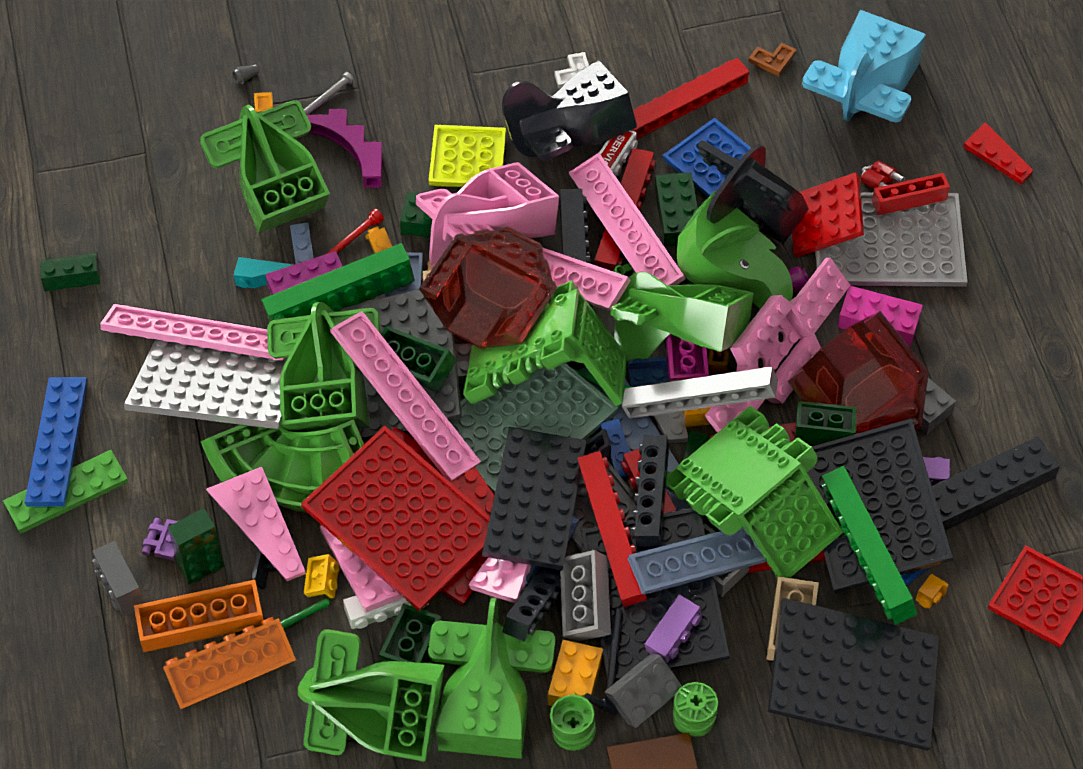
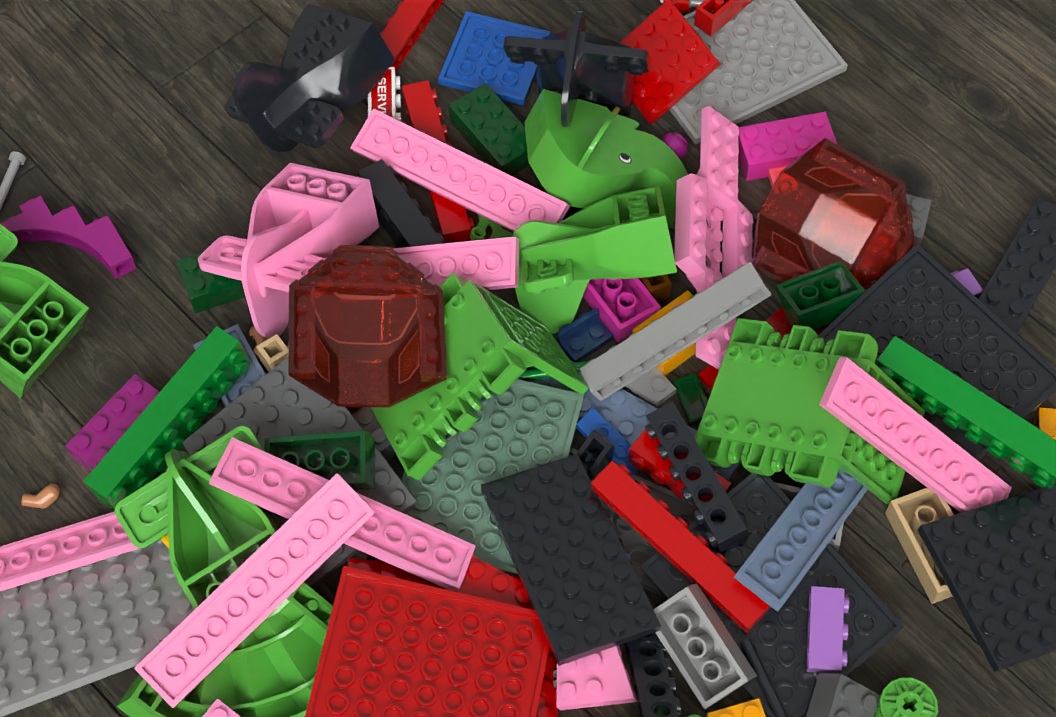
camera: 30 degrees left, 5 degrees up
(234, 302) = (43, 498): none -> nougat arm
(252, 272) = (48, 450): teal slope -> none
(301, 242) = (83, 384): sand blue plate -> none
(322, 411) = (254, 590): none -> bright pink plate
(374, 218) = (153, 309): red piece -> none
(378, 239) = (175, 334): light orange bracket -> none
(464, 152) = (214, 184): neon yellow plate -> none
(577, 63) = (280, 29): white plate -> none
(804, 535) = (909, 439): none -> bright pink plate

